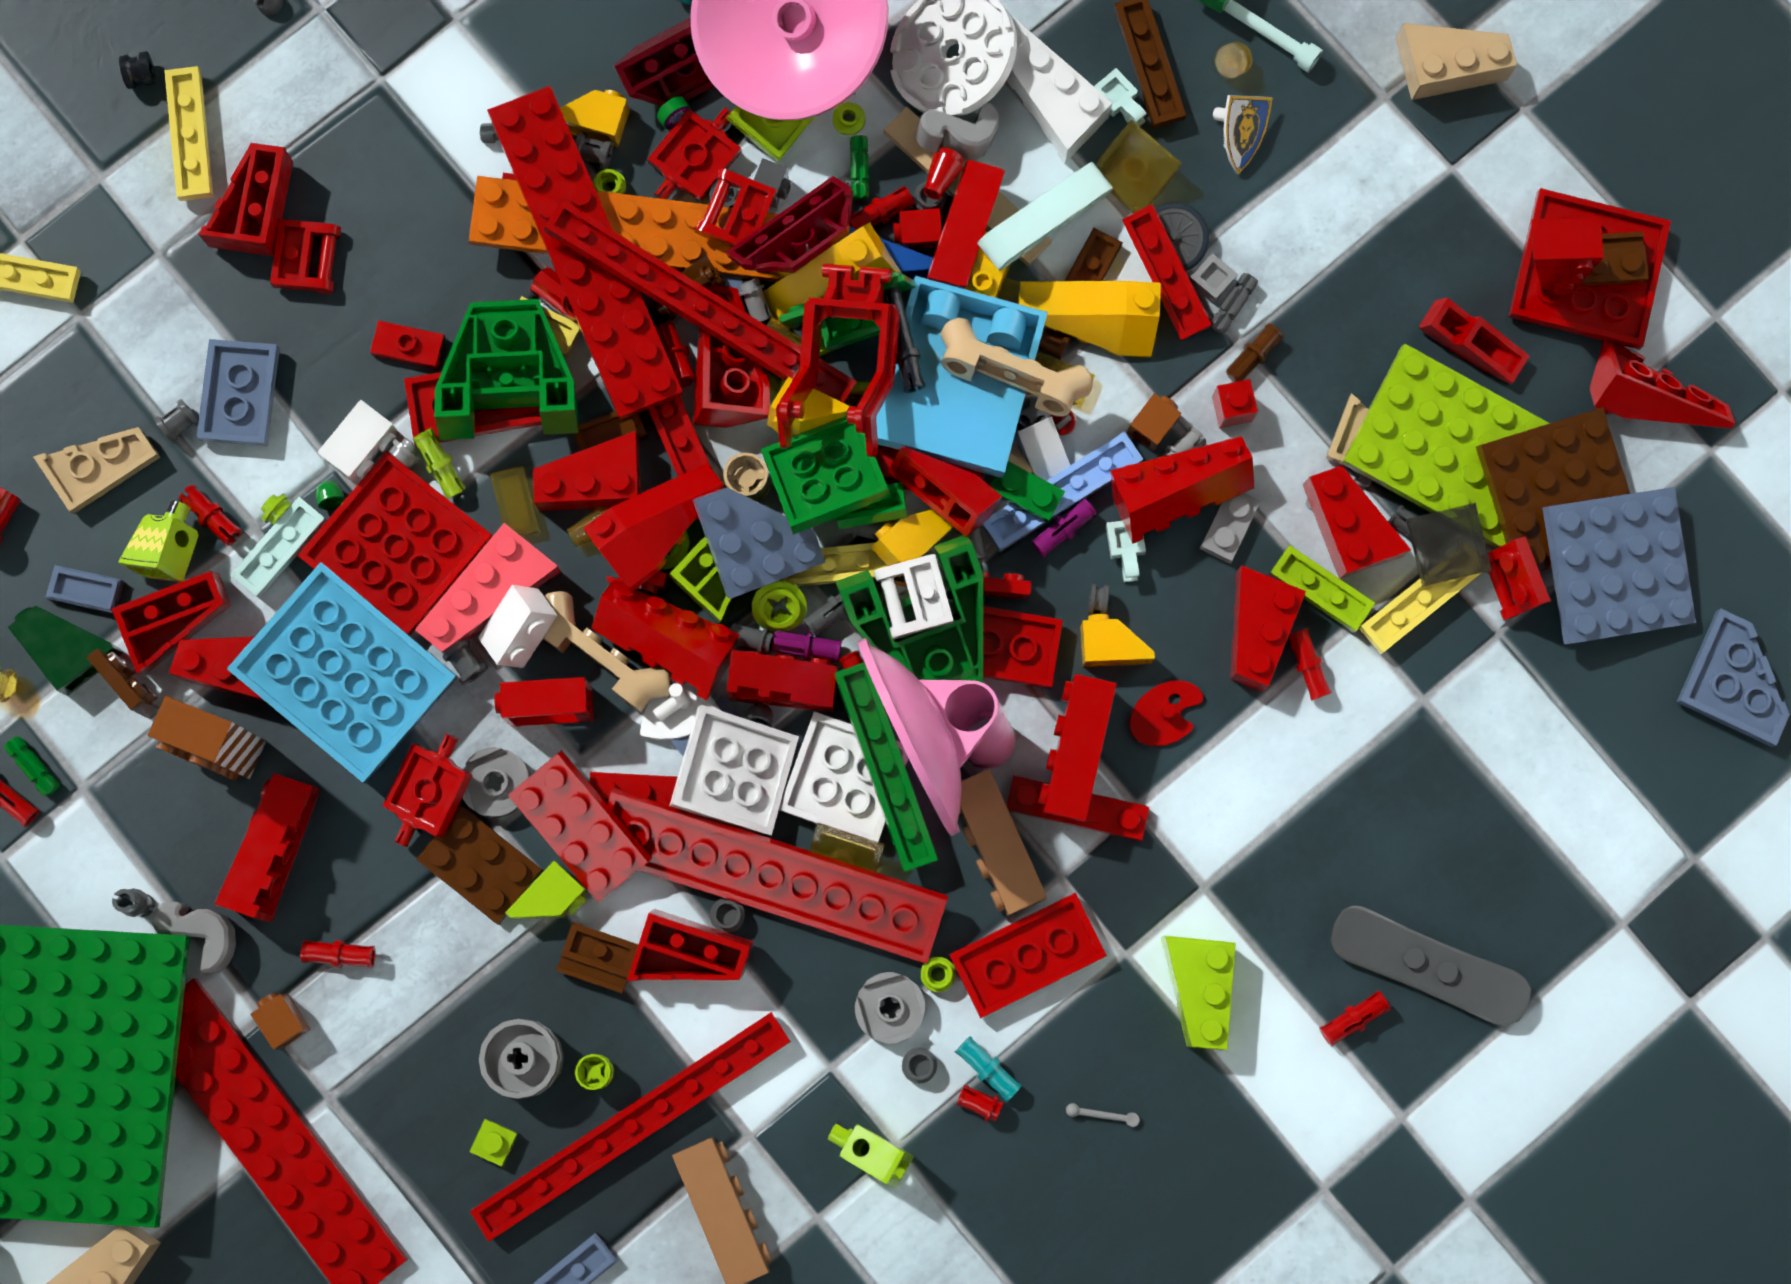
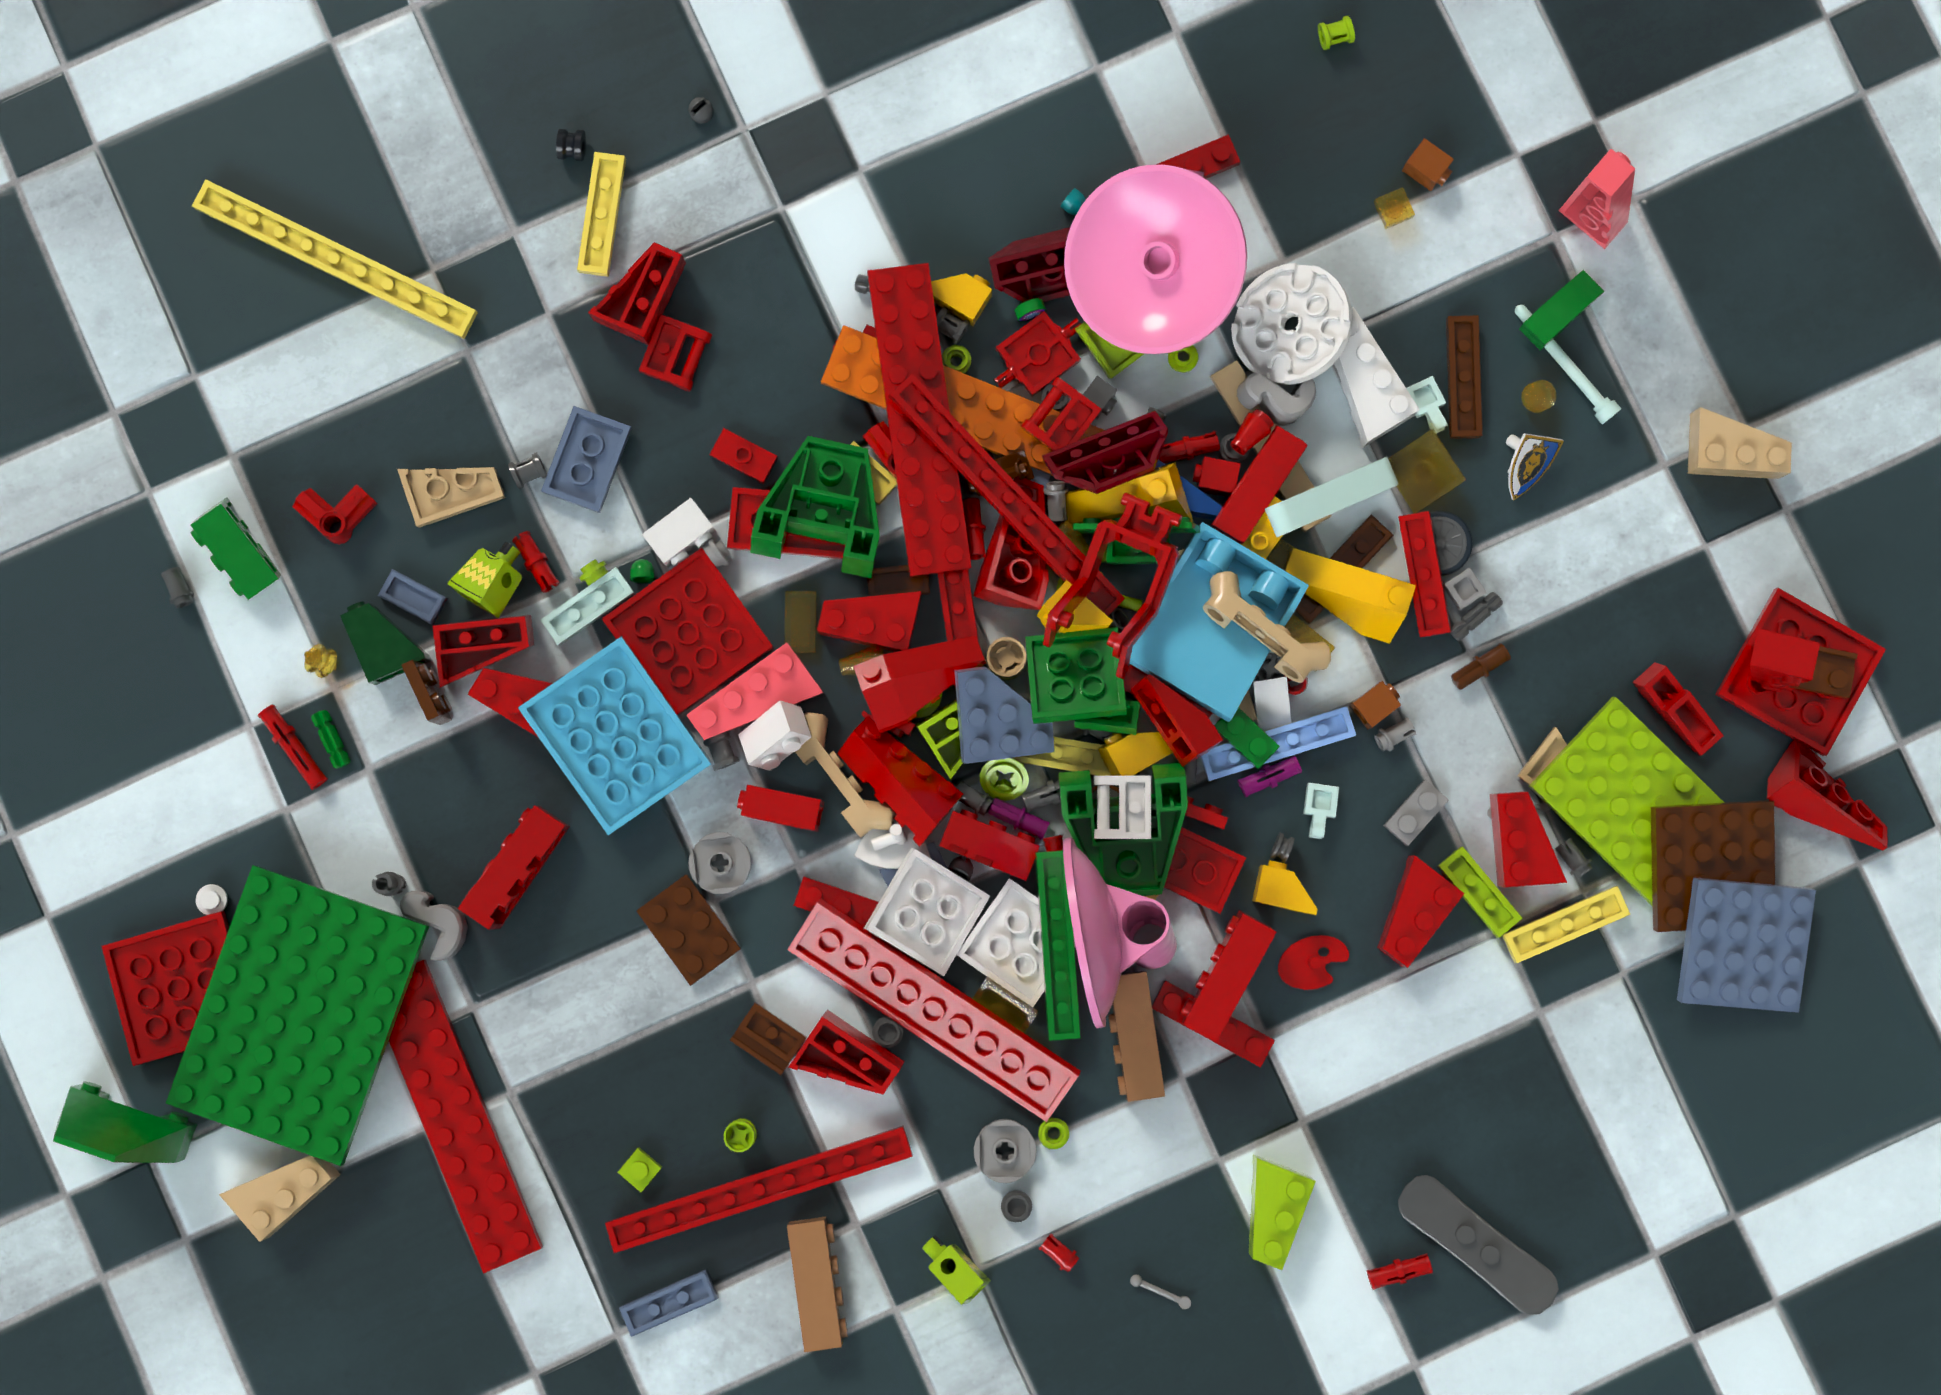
camera: 20 degrees right, 5 degrees up
(206, 739) = (485, 764): dark orange brick -> none
(279, 1020) = (486, 1016): dark orange brick -> none
(338, 954) = (549, 973): red pin -> none
(427, 790) = (661, 855): red plate -> none
(439, 463) = (744, 571): lime pin -> none
(500, 1053) = (663, 1112): light grey wheel -> none
(550, 896) = (742, 975): lime slope -> none
(579, 826) = (782, 923): plate -> none
(859, 167) = (1180, 403): green axle -> none
(907, 354) = (1175, 592): black pin -> none
(988, 1068) = (1074, 1226): teal pin -> none
(1027, 955) = (1134, 1139): red plate -> none
(1180, 485) = (1381, 768): red wedge -> none
(1234, 403) = (1450, 708): red brick -> none
(1309, 664) = (1449, 955): red pin -> none
(1448, 544) = (1601, 886): clear smoke tile -> none
(1522, 576) = (1657, 942): red plate -> none
(1735, 681) = (1817, 1073): sand blue plate -> none

